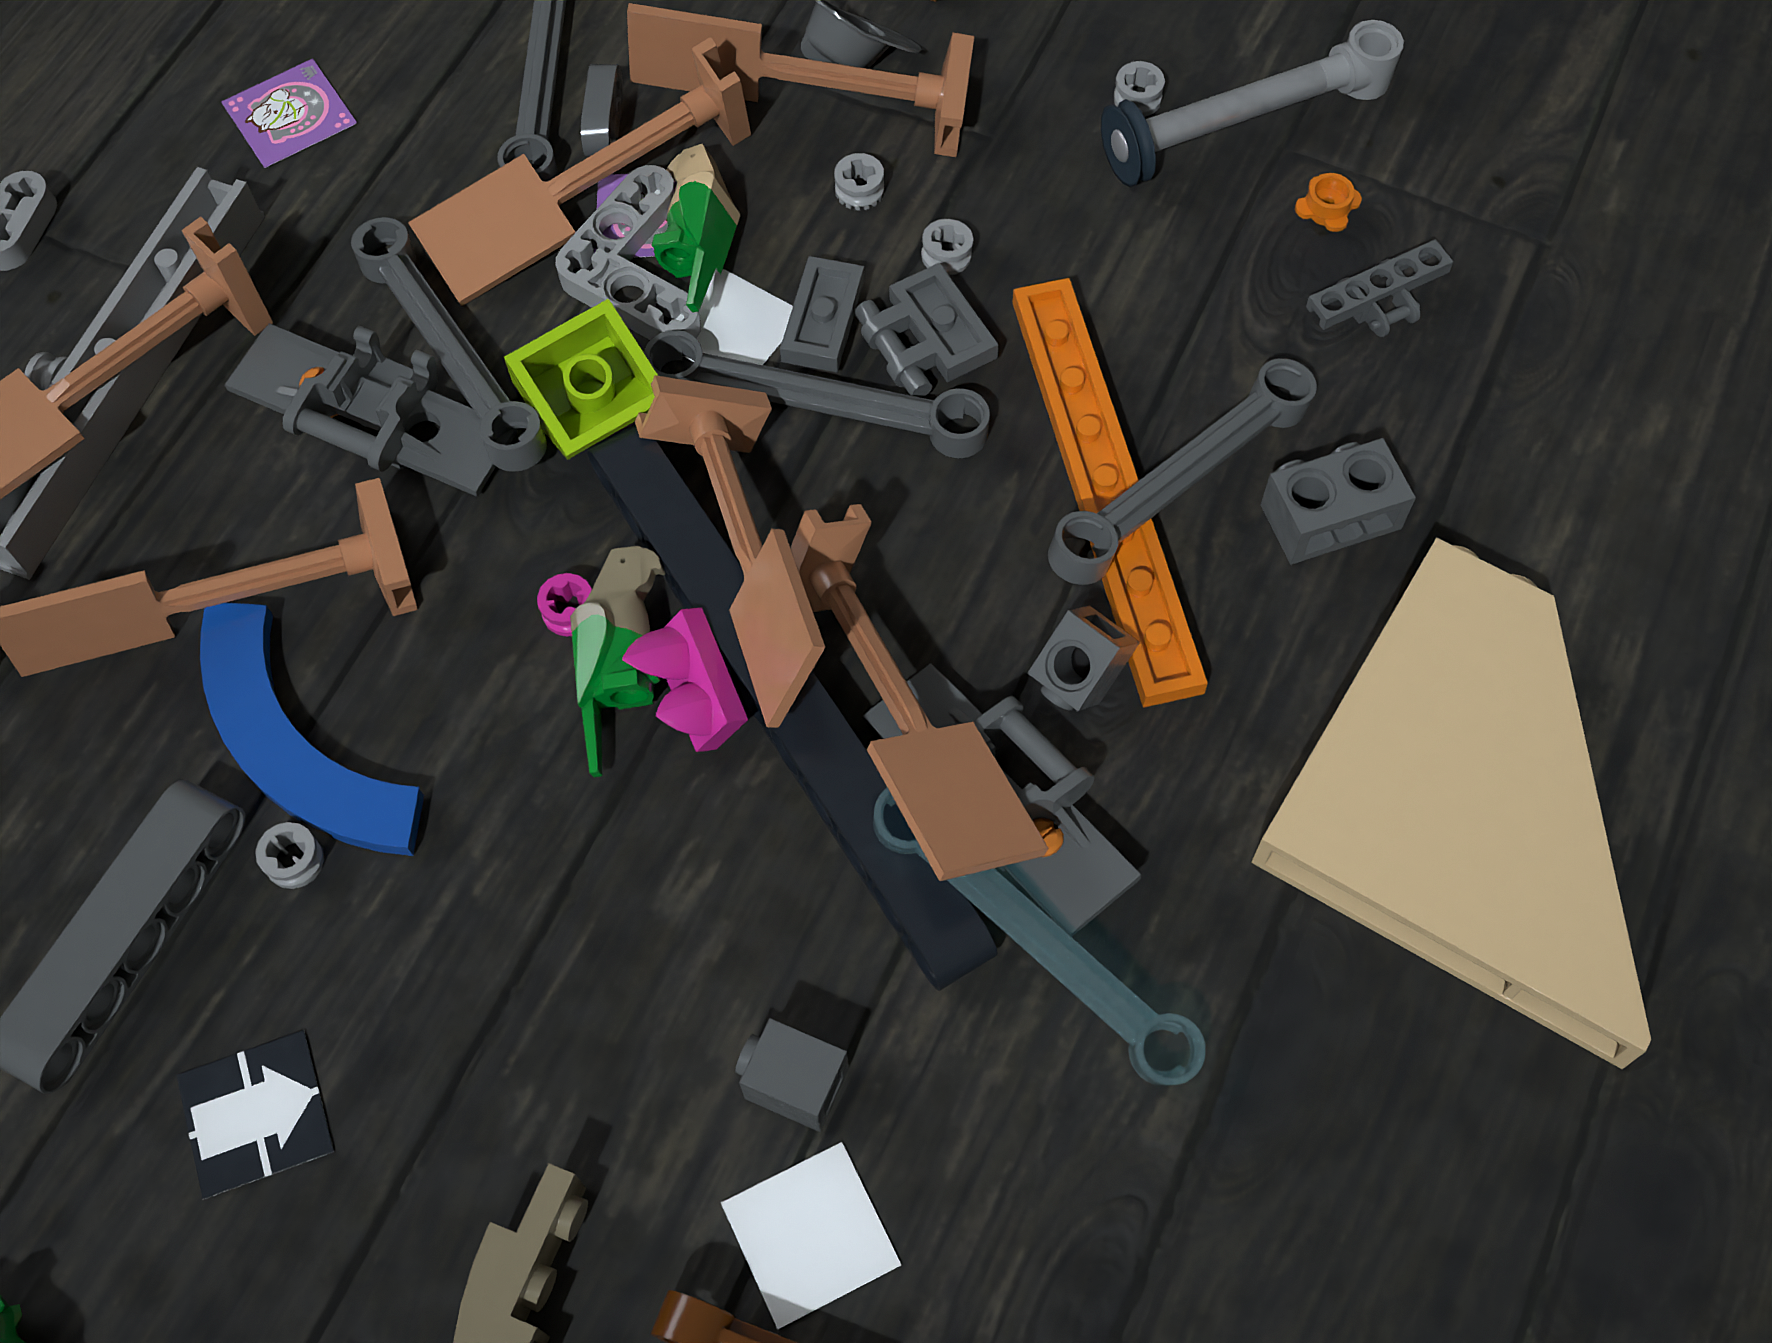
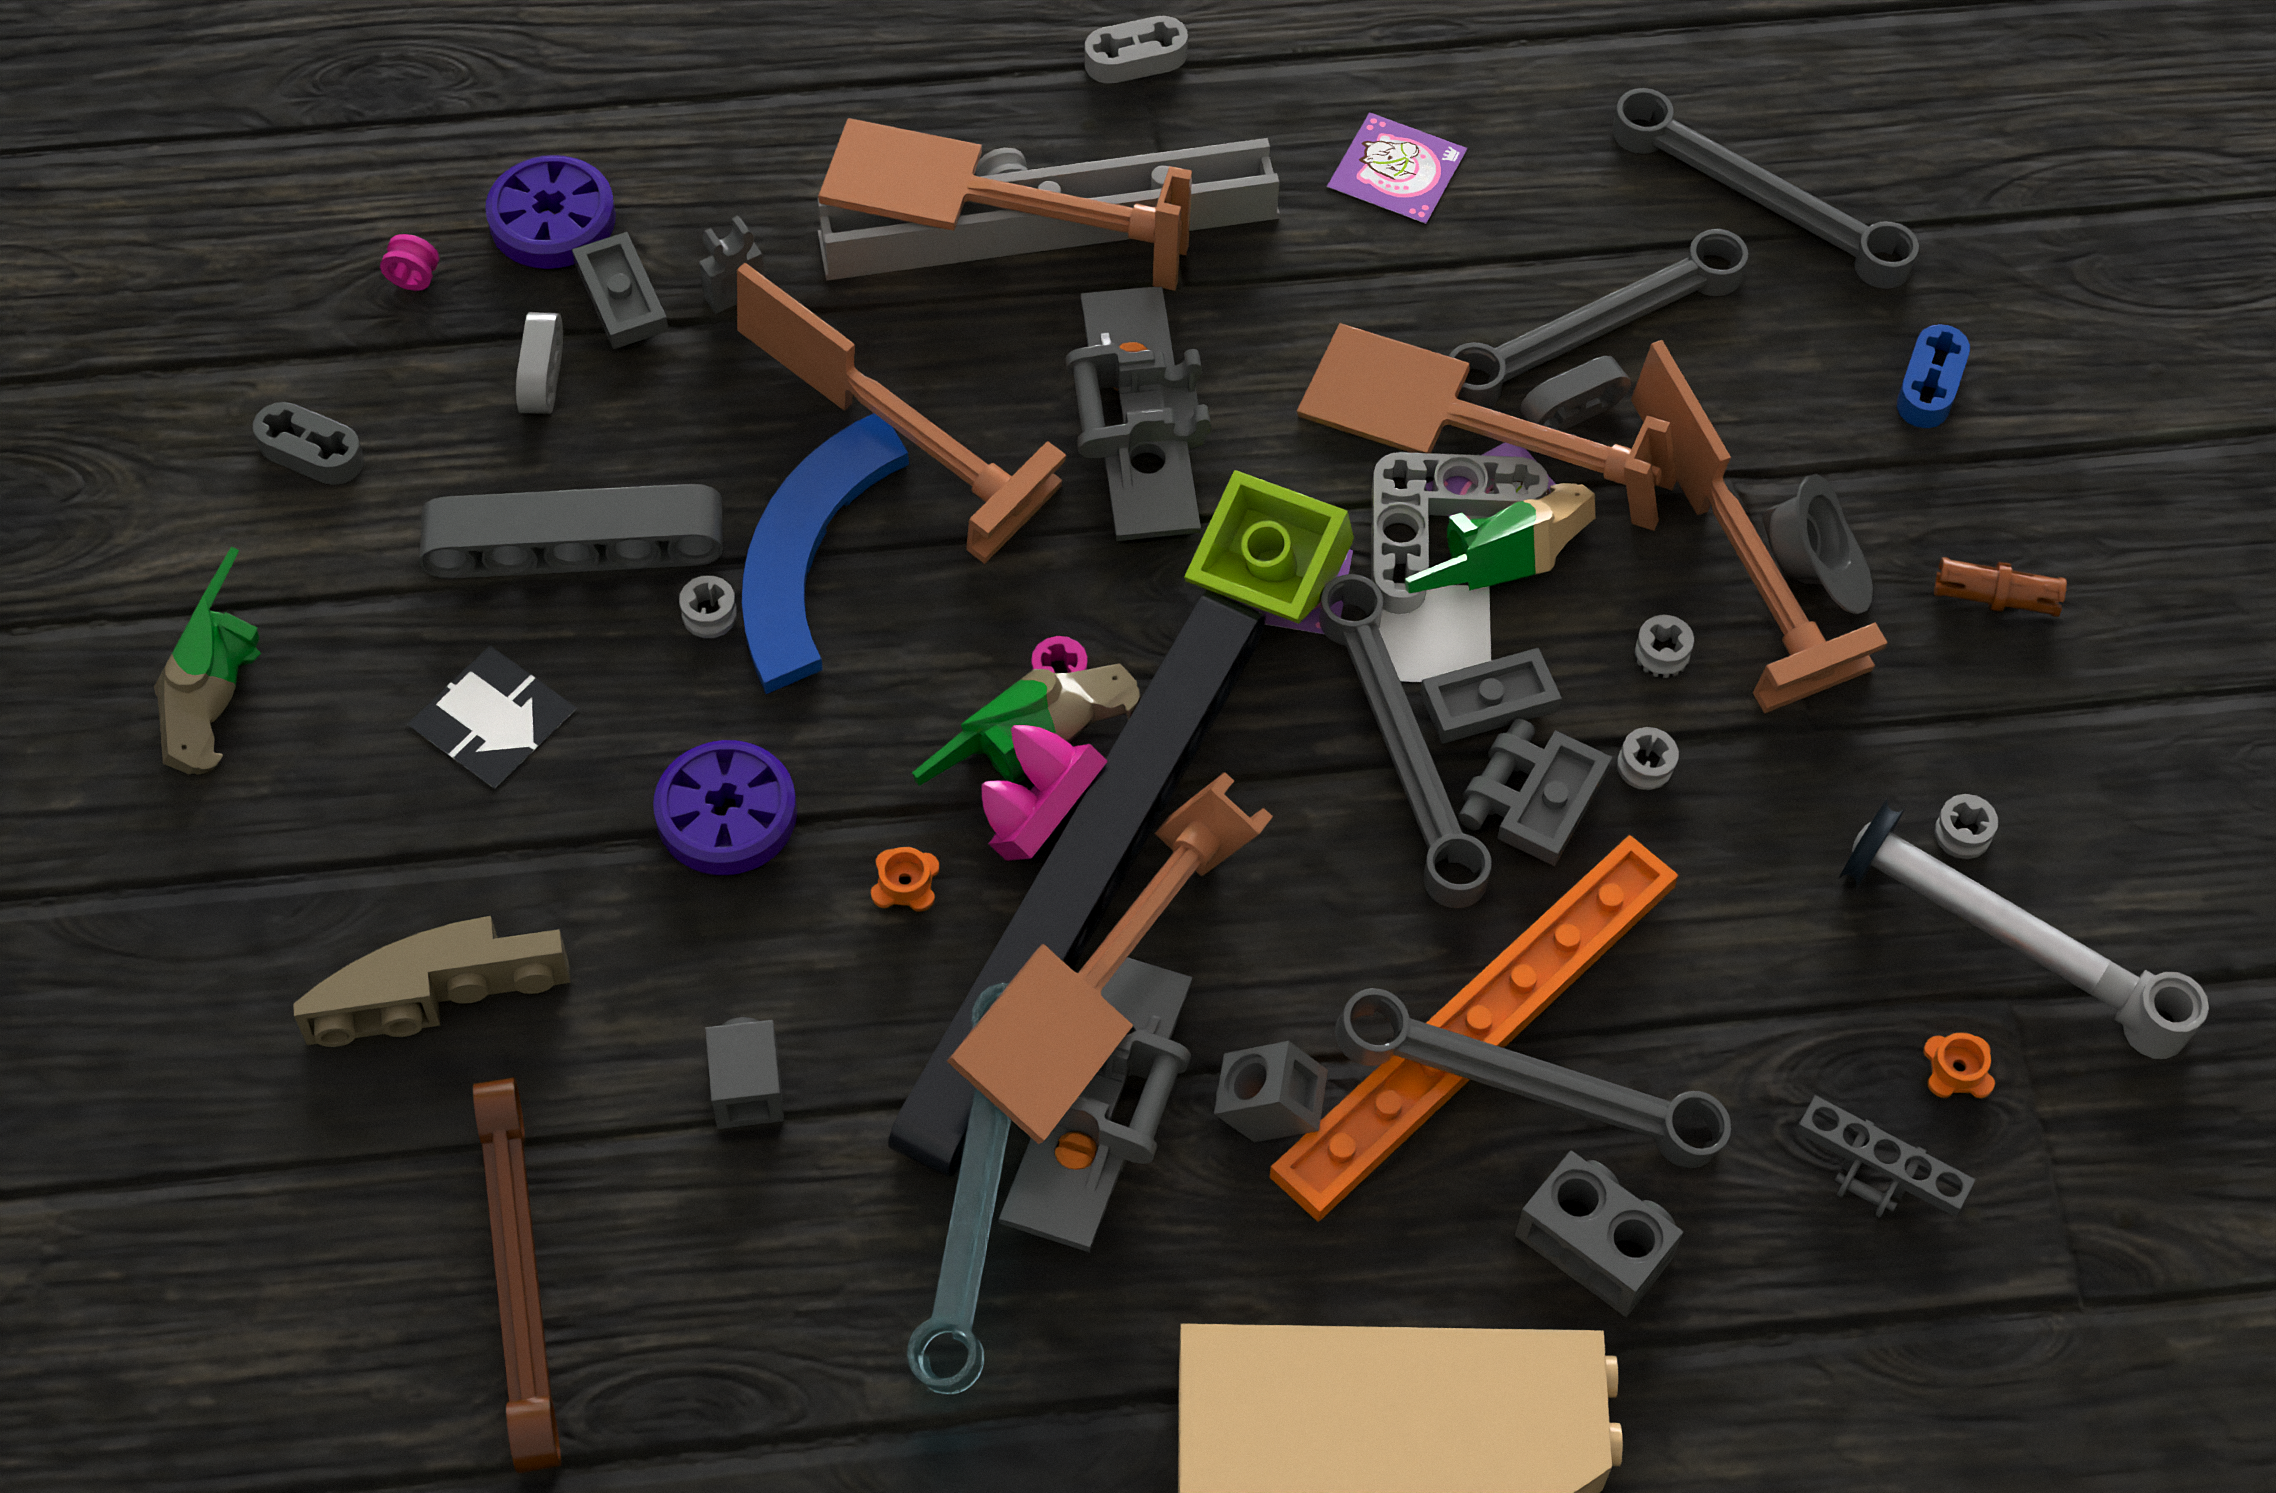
camera: 55 degrees right, 5 degrees down
(449, 344) = (1242, 424): dark grey piece -> none
(506, 991) = (747, 833): none -> dark purple wheel
(682, 819) = (900, 863): none -> orange plate
(772, 604) = (1294, 662): nougat piece -> none
(810, 1235) = (628, 1167): white sticker -> none

